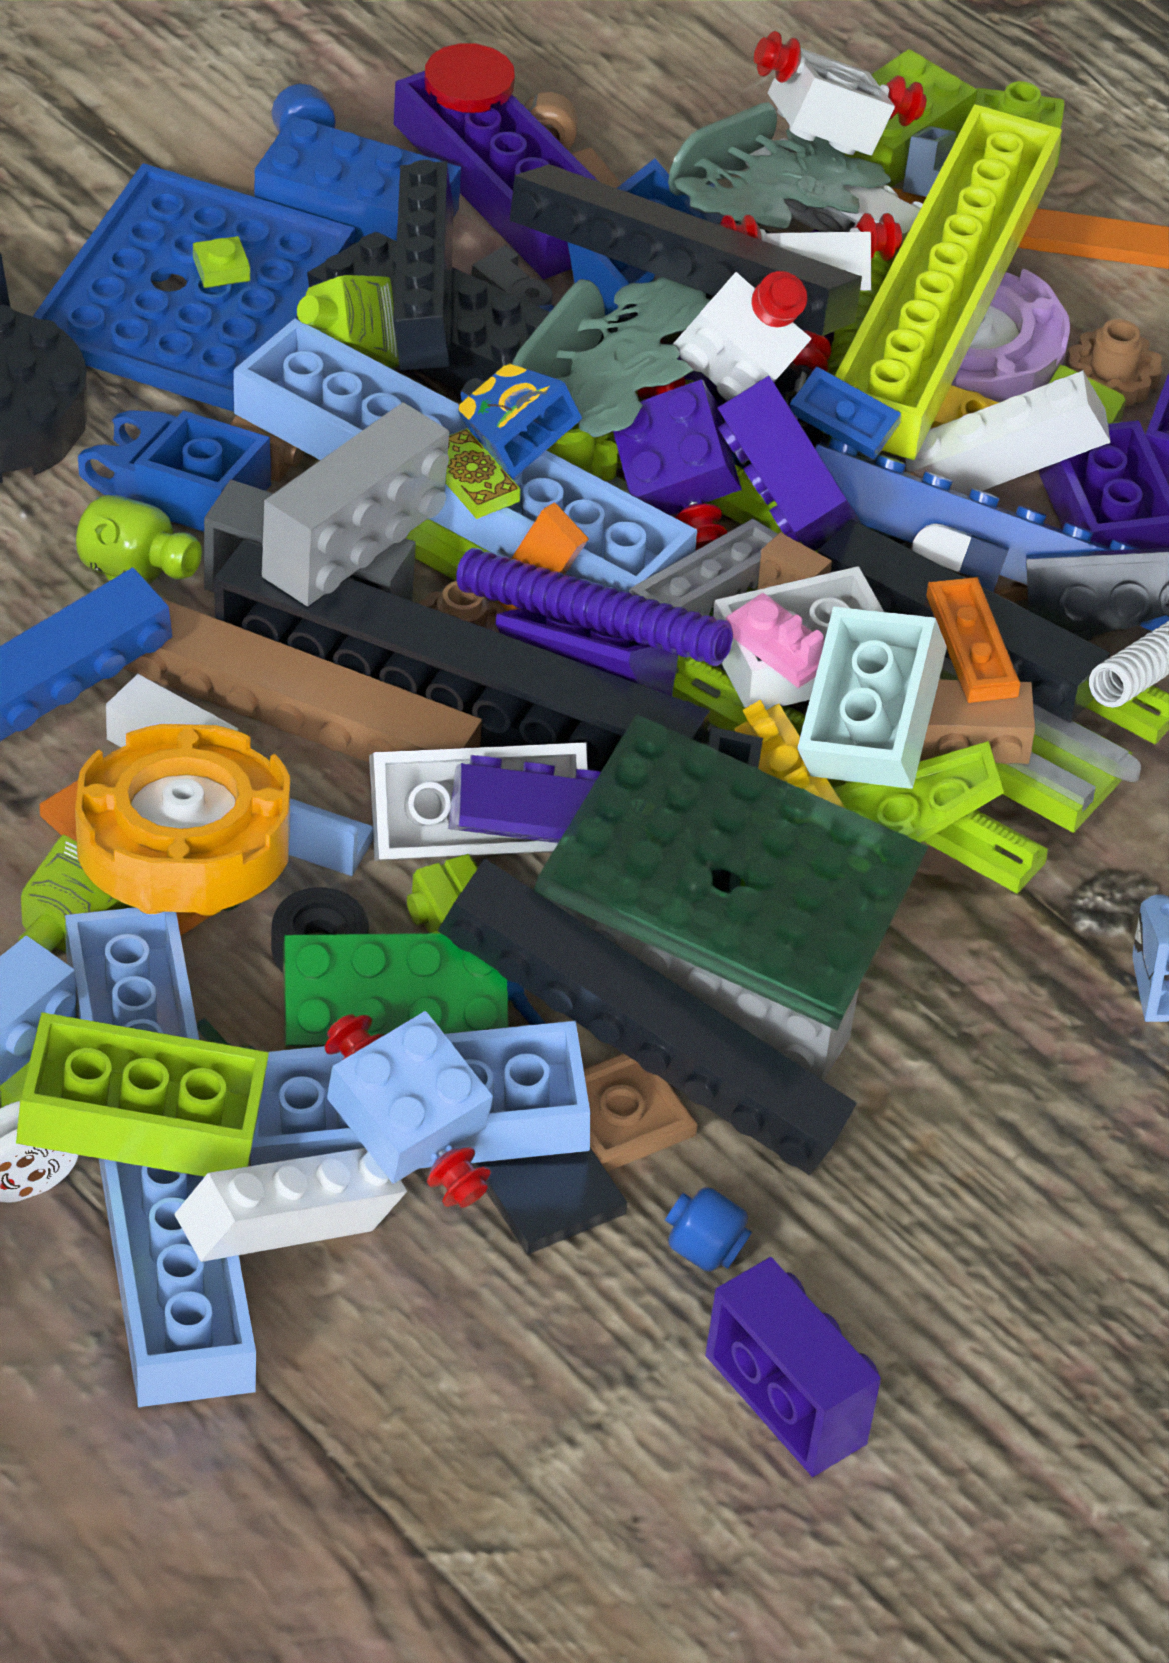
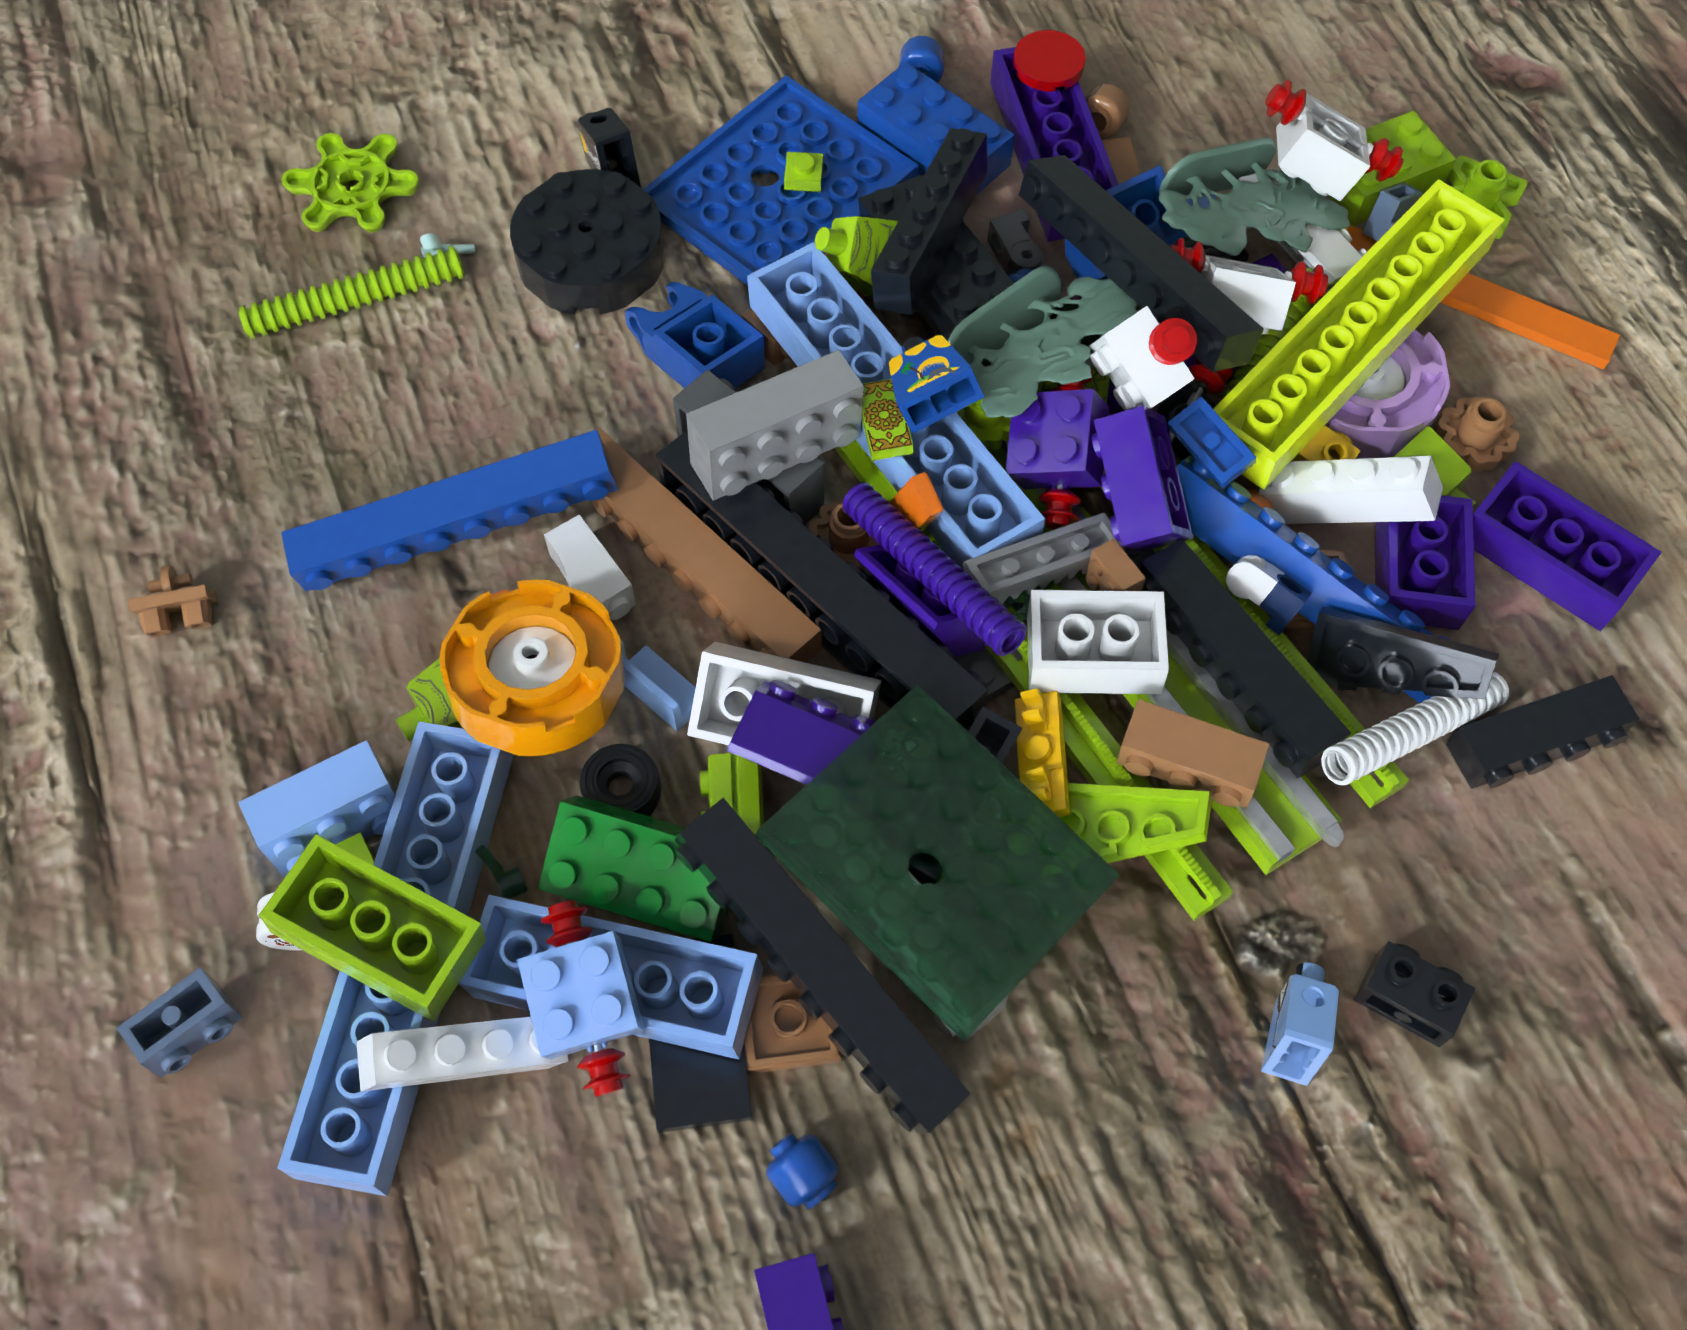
camera: 25 degrees right, 15 degrees up
(128, 534) = (634, 394): lime piece -> none
(778, 638) = (1066, 647): bright pink plate -> none
(872, 697) = (1118, 729): light aqua brick -> none
(973, 640) = (1234, 689): orange tile -> none

